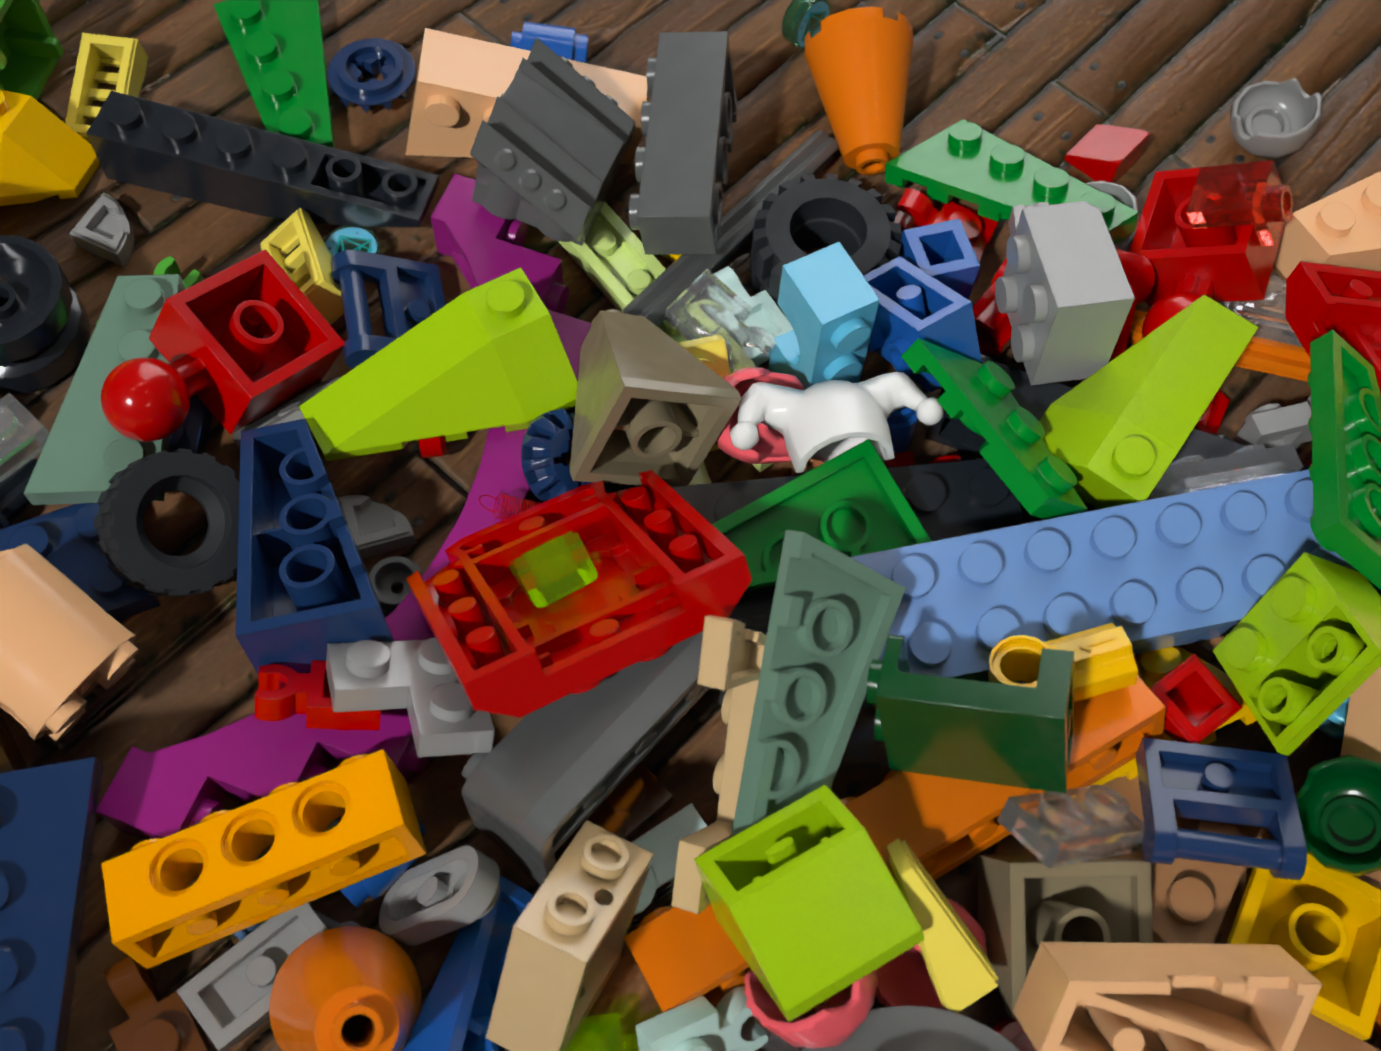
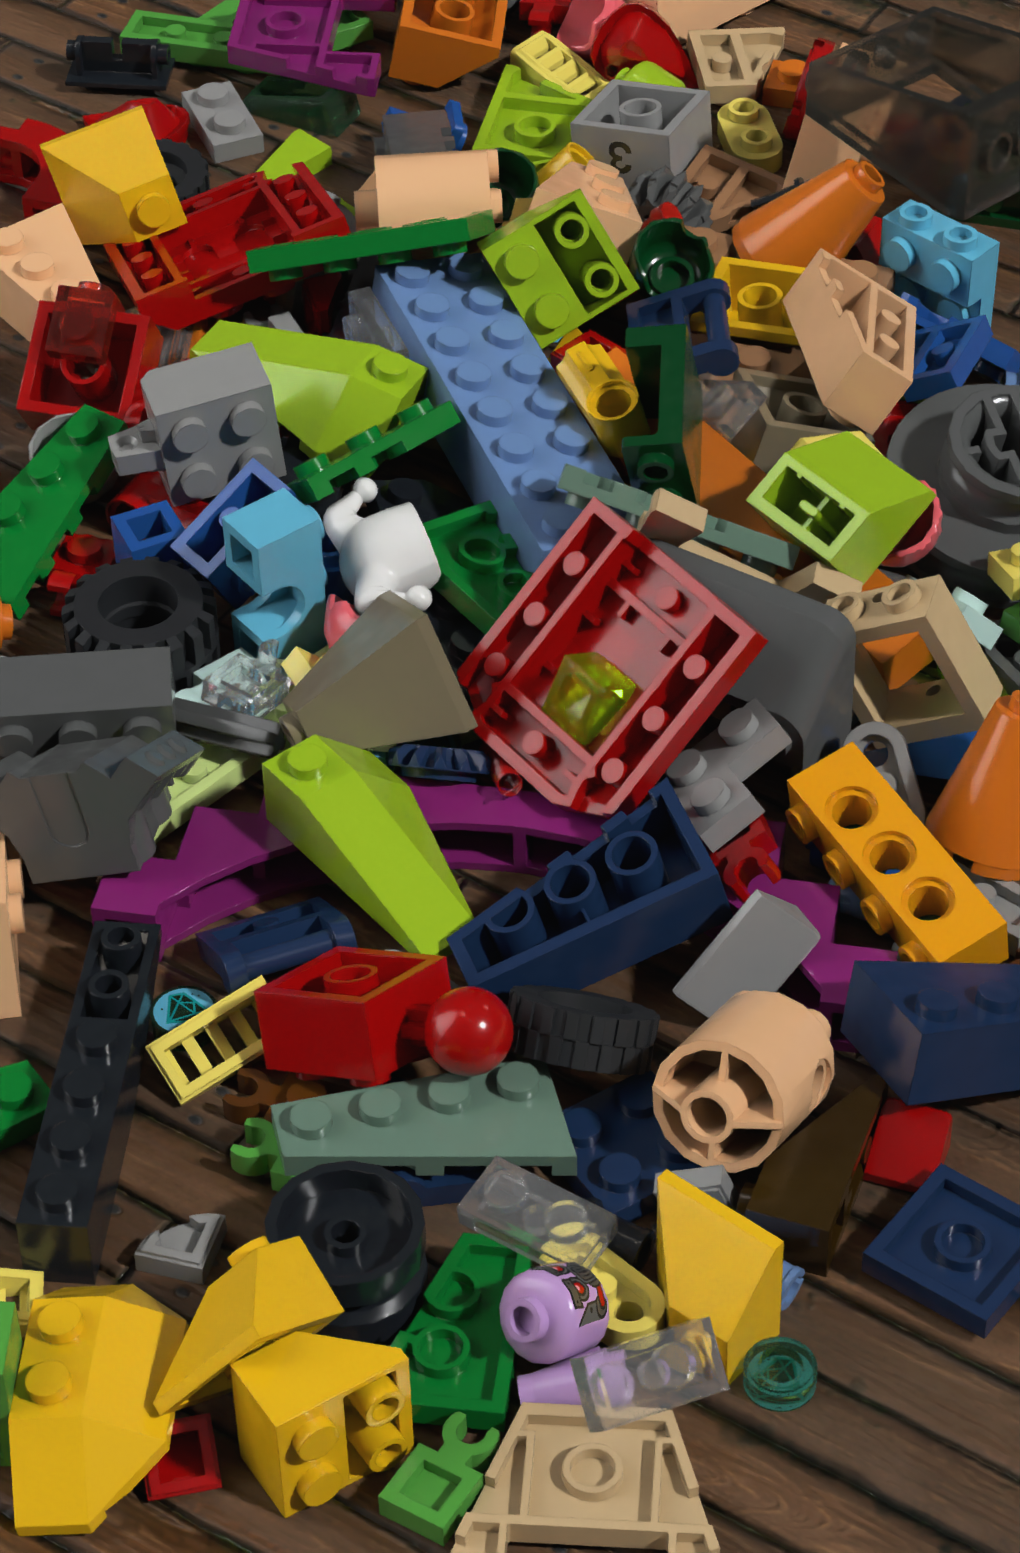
camera: 95 degrees left, 20 degrees down
(215, 694) = (749, 954): none -> light grey slope

